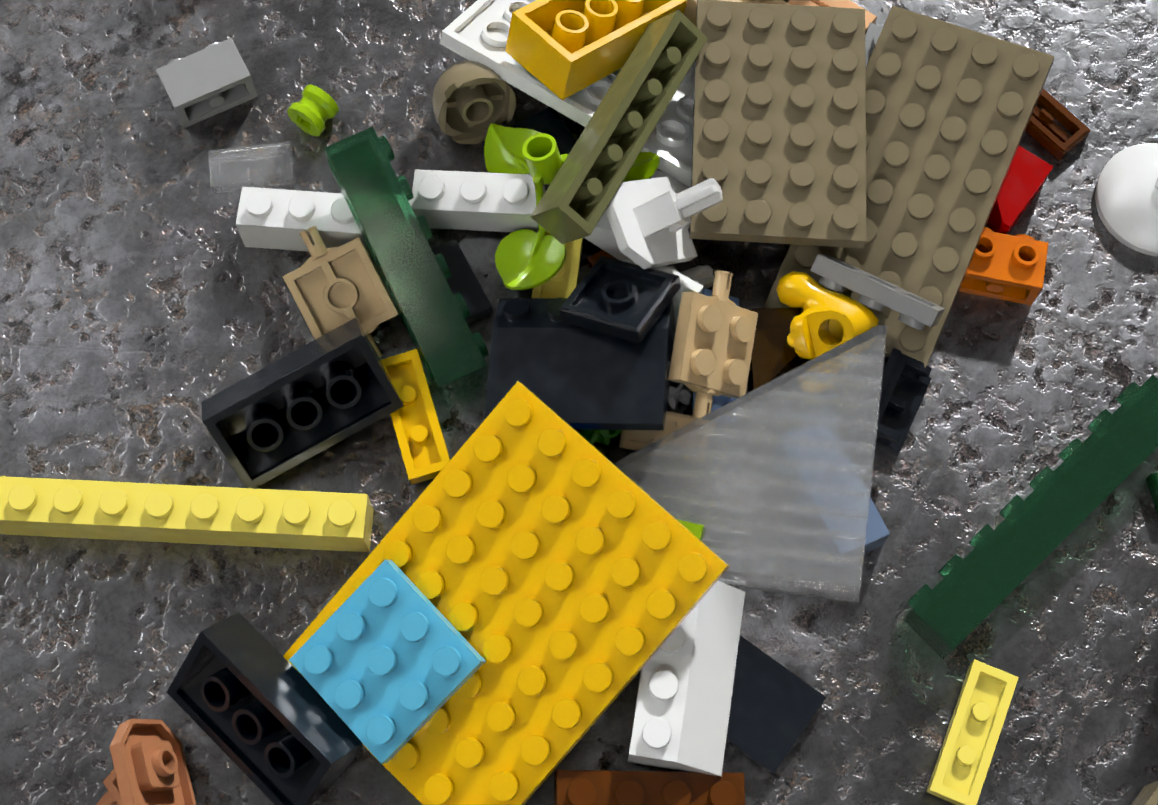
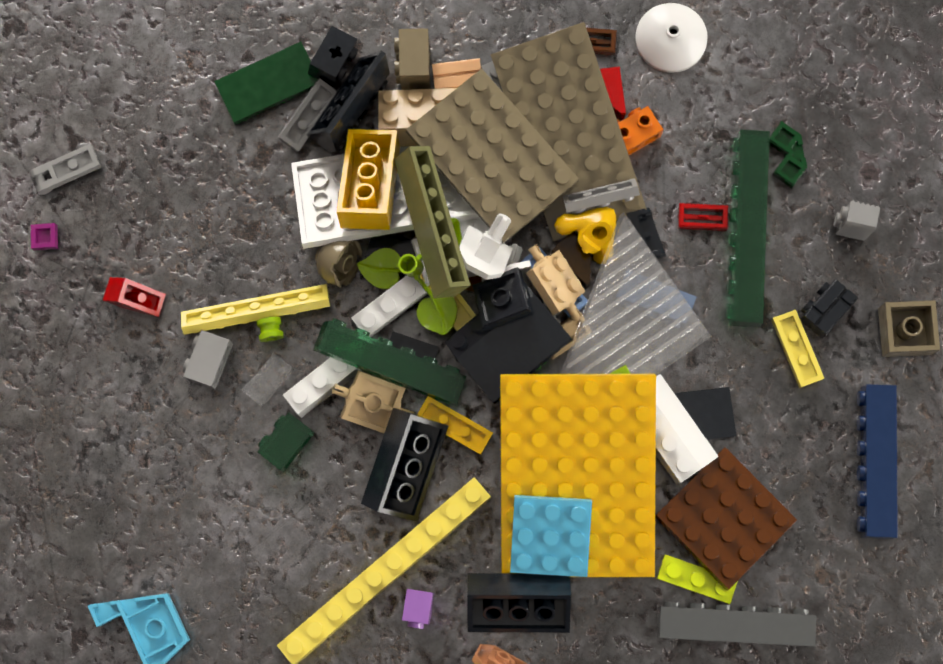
camera: 40 degrees left, 10 degrees up
(128, 593) = (417, 608): none -> medium lavender brick
(193, 251) = (285, 441): none -> clear green brick
(308, 67) = (254, 309): none -> light yellow plate
(988, 462) = (702, 226): none -> red tile
(1068, 718) = (828, 308): none -> black brick

